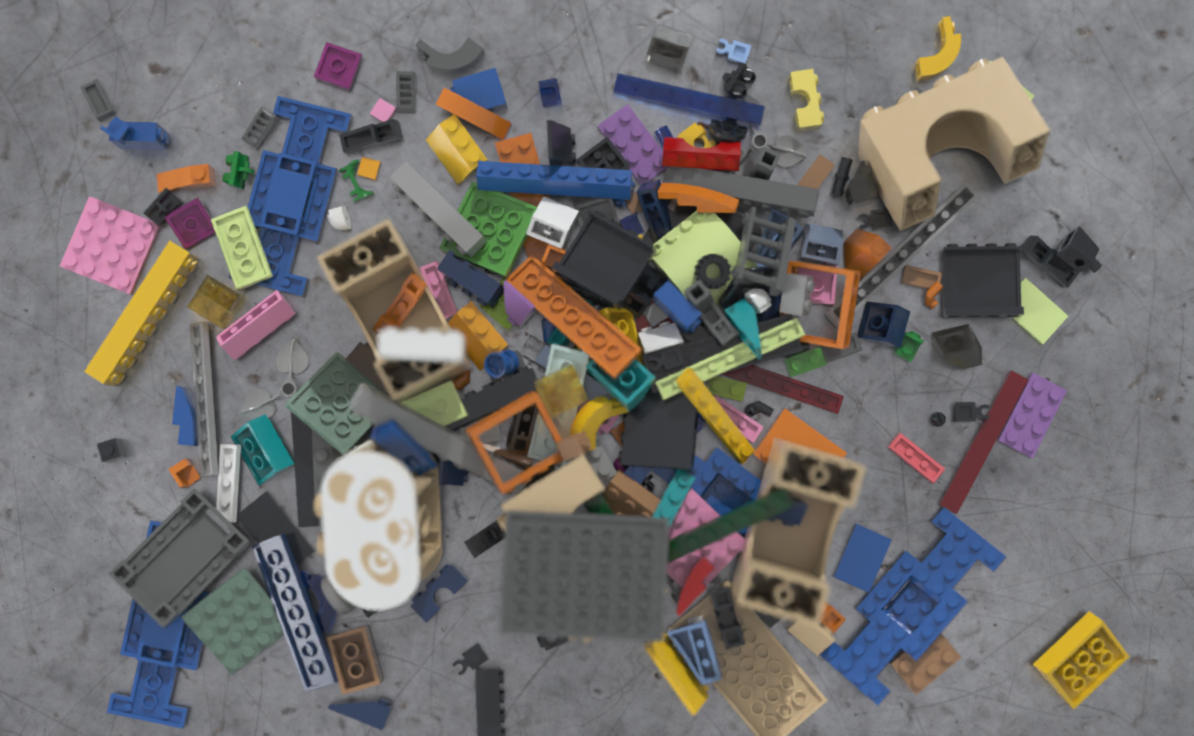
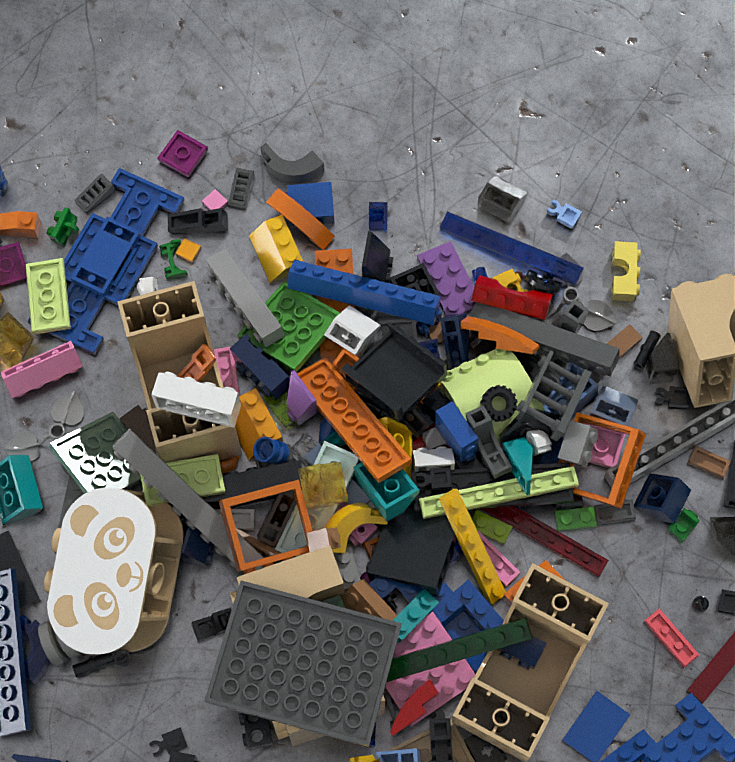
camera: 15 degrees right, 15 degrees down
(304, 472) = (52, 509): black tile -> none
(355, 659) = (52, 714): medium nougat brick -> none
(403, 447) = (149, 490): blue hinge -> none
(426, 604) = (138, 673): dark blue arch -> none
(735, 81) = (560, 241): black hips -> none
(758, 407) = (517, 553): black arm -> none
(864, 251) = (657, 421): orange slope -> none
(931, 293) = (715, 479): orange arm -> none

